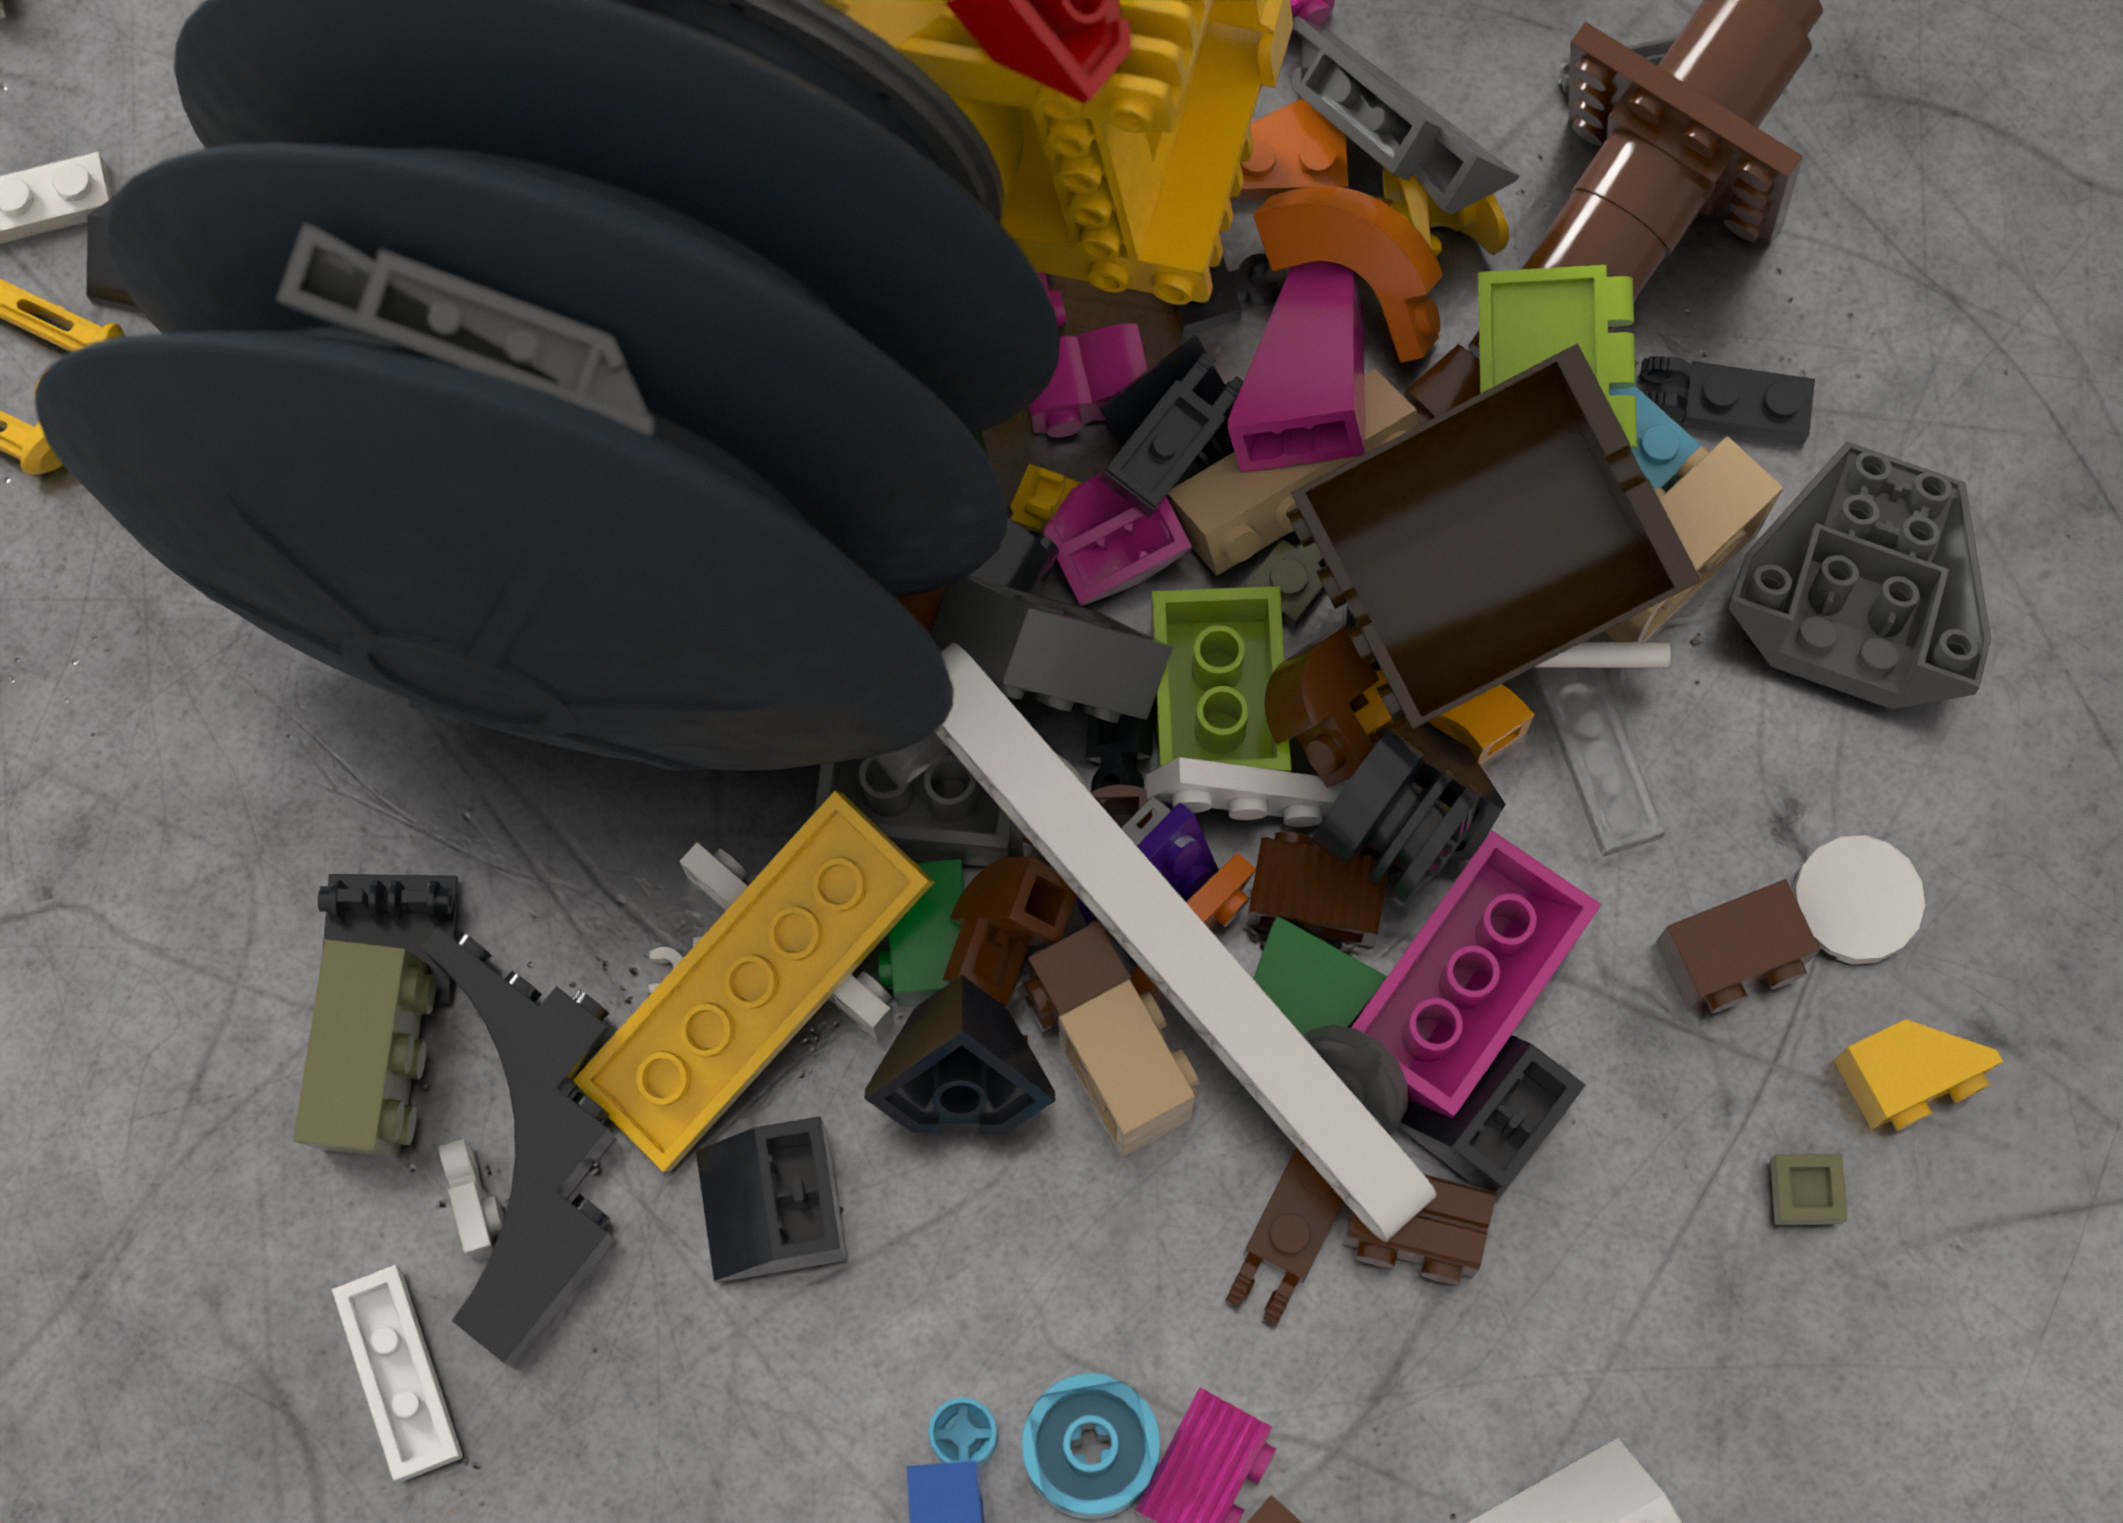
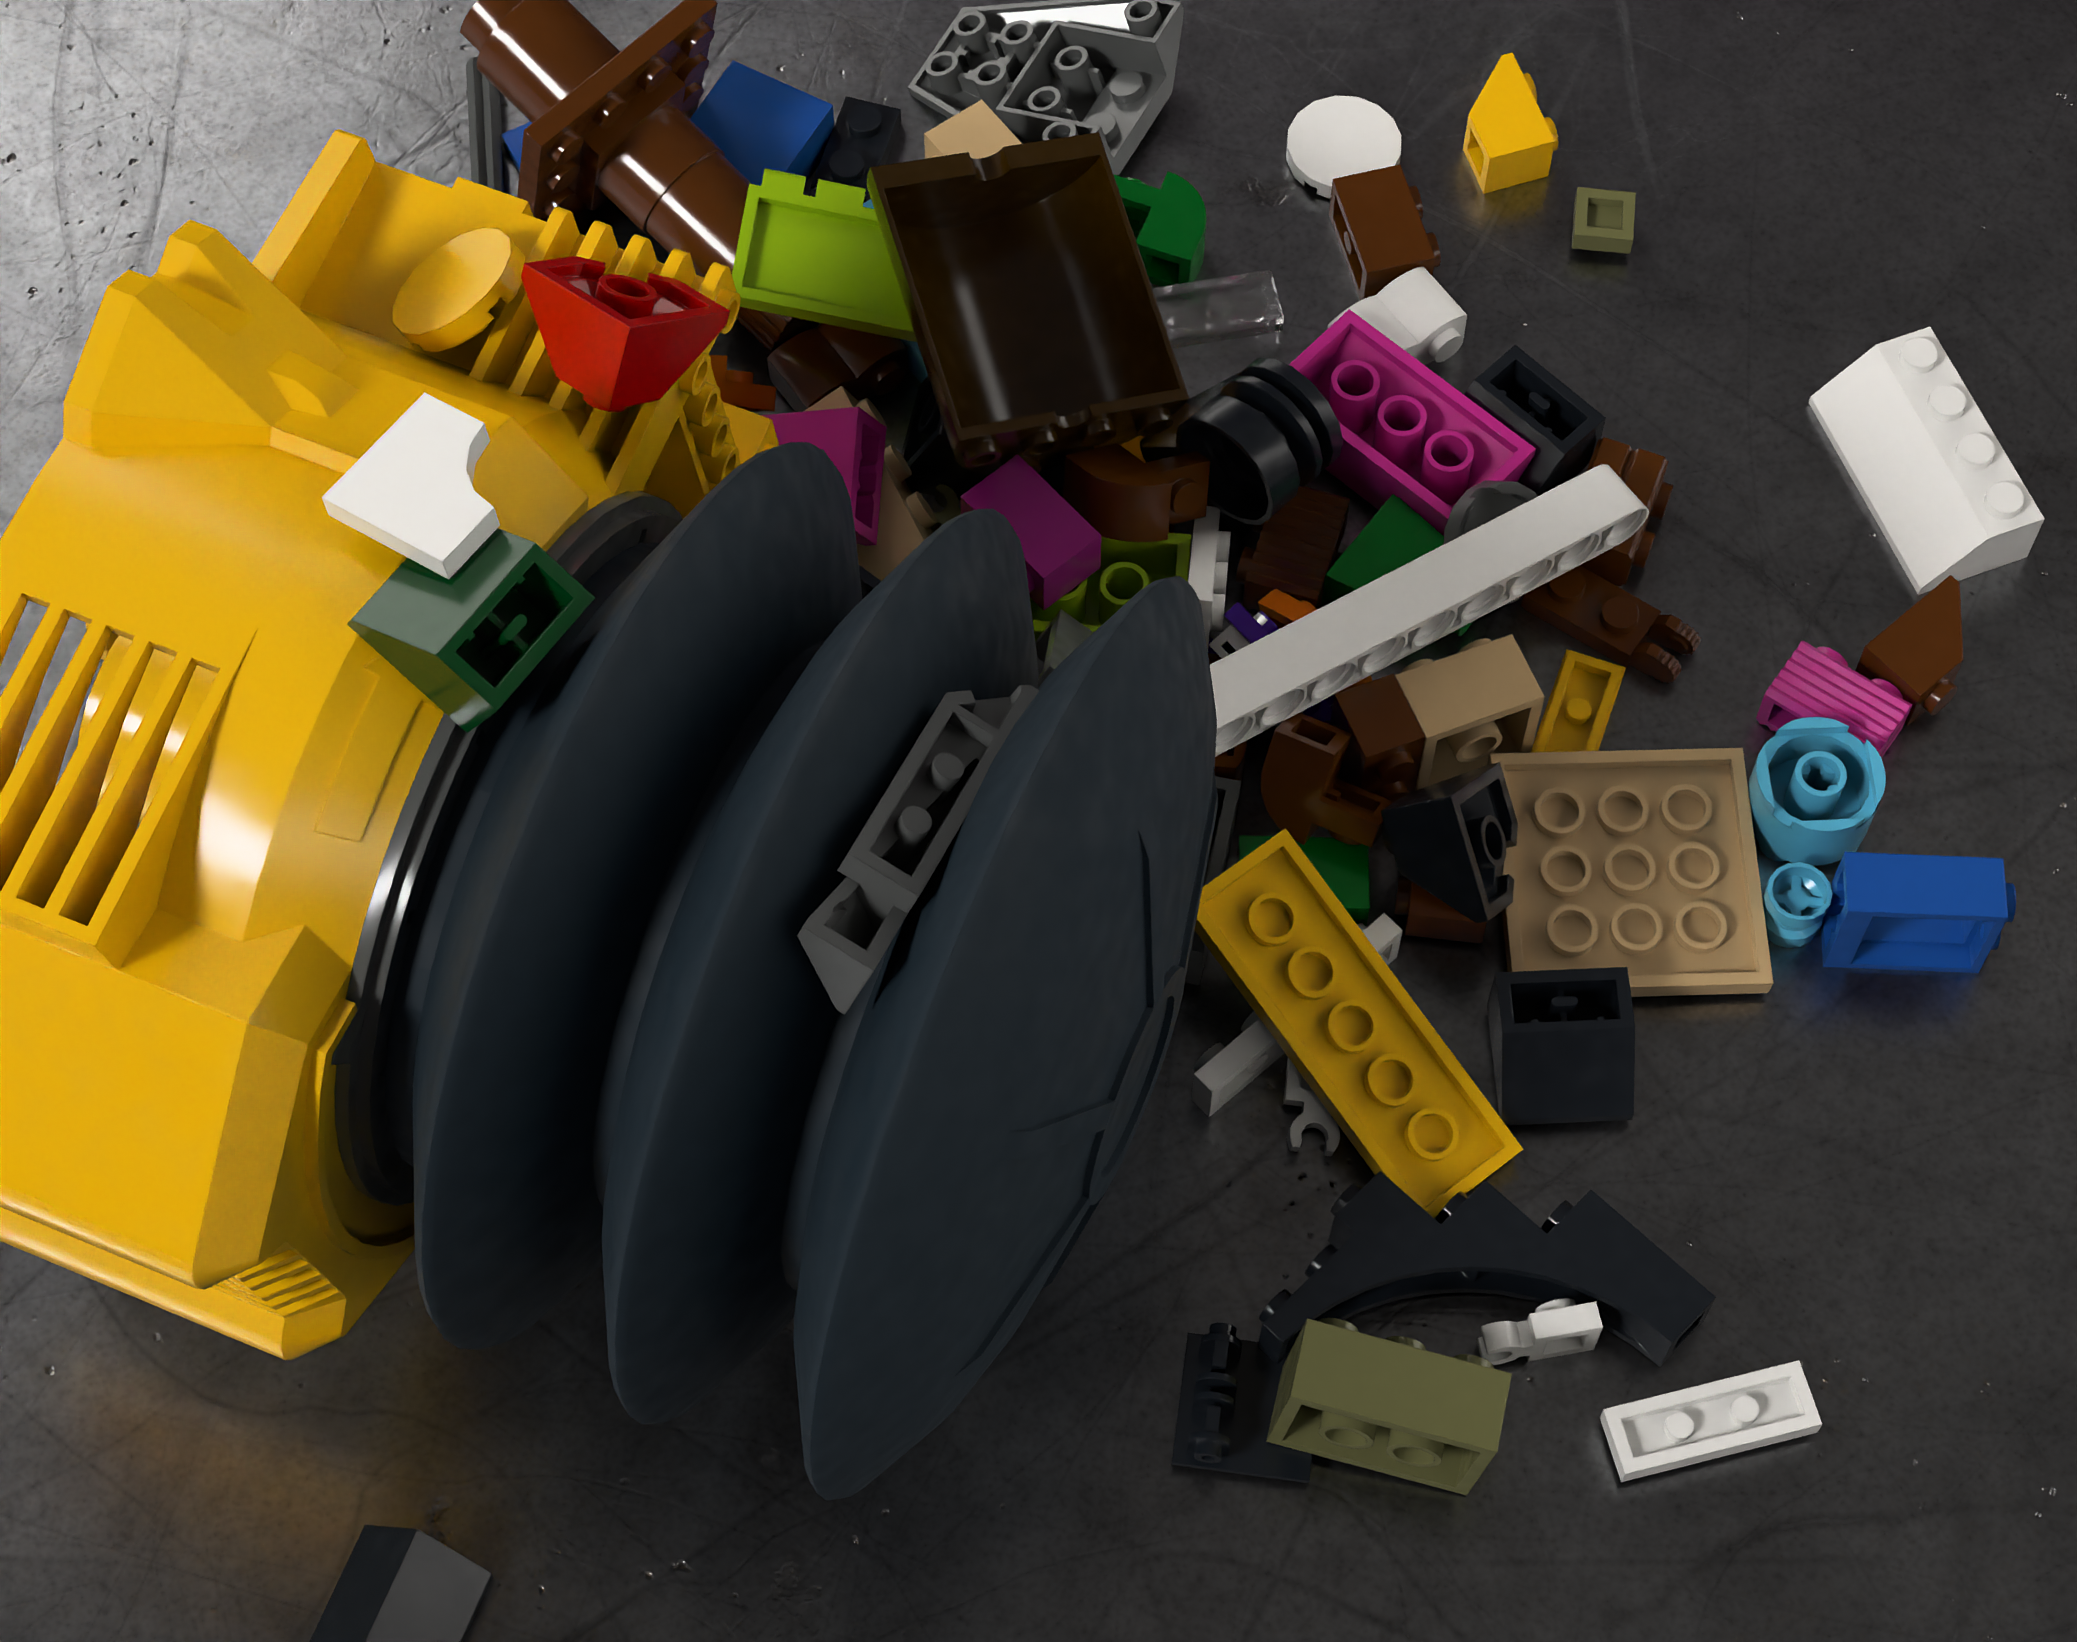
camera: 85 degrees left, 10 degrees down
(980, 1261) = (1637, 869): none -> tan plate
(1142, 1194) = (1579, 704): none -> yellow tile
(1249, 602) = (1054, 537): none -> magenta brick
(1619, 978) = (1415, 316): none -> white brick
(1702, 727) = (1167, 227): none -> green brick
(1725, 295) = (765, 123): none -> blue brick

